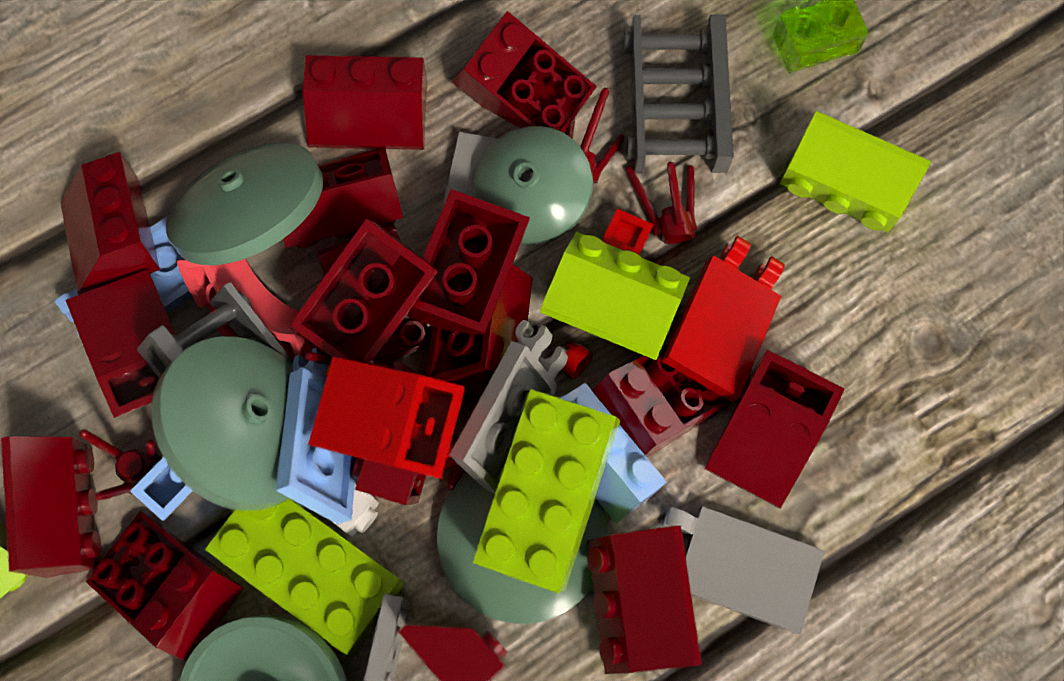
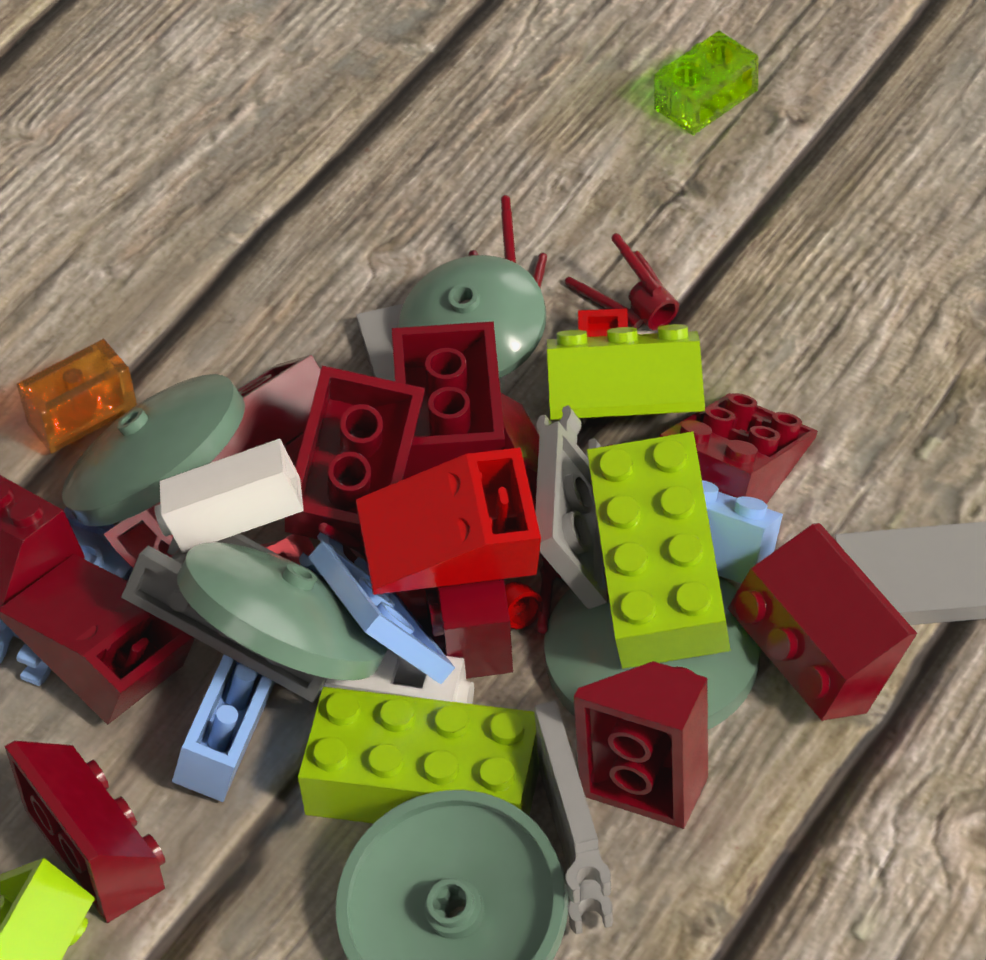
camera: 20 degrees left, 25 degrees down
(130, 465) = (157, 755): dark red plant -> none
(163, 587) = (263, 855): dark red slope -> none
(223, 119) = (77, 395): none -> clear orange brick
(246, 305) = (229, 496): none -> white brick
(365, 102) = (233, 321): dark red slope -> none
(523, 78) = (395, 235): dark red slope -> none
(712, 75) = (613, 159): dark grey fence -> none
(725, 322) = (759, 359): red tile -> none
(774, 428) = (869, 430): dark red slope -> none
(854, 172) = (815, 177): lime slope -> none

